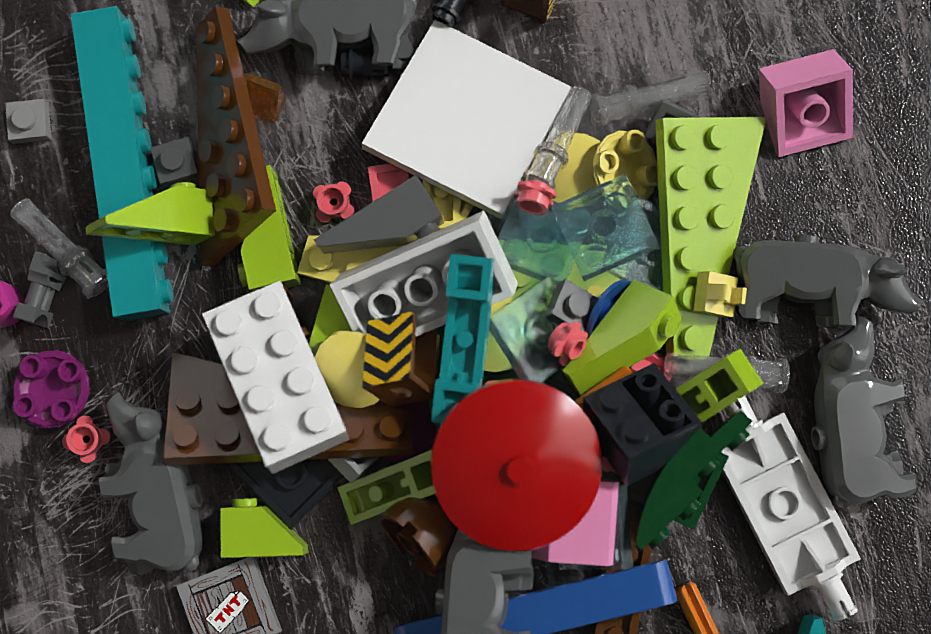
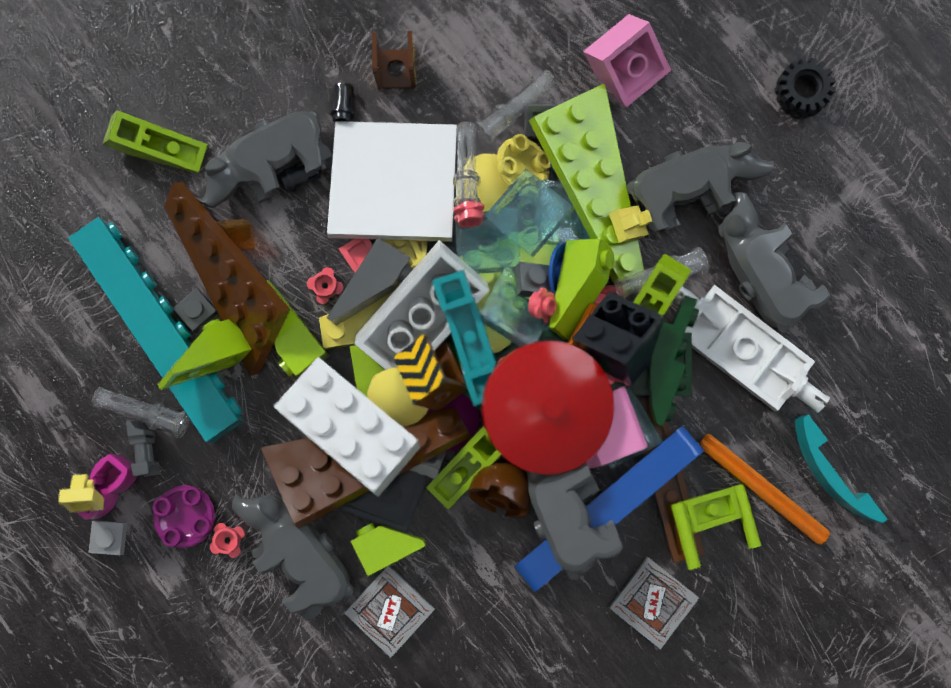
camera: 30 degrees left, 0 degrees up
(28, 121) = (72, 331): light grey plate -> none

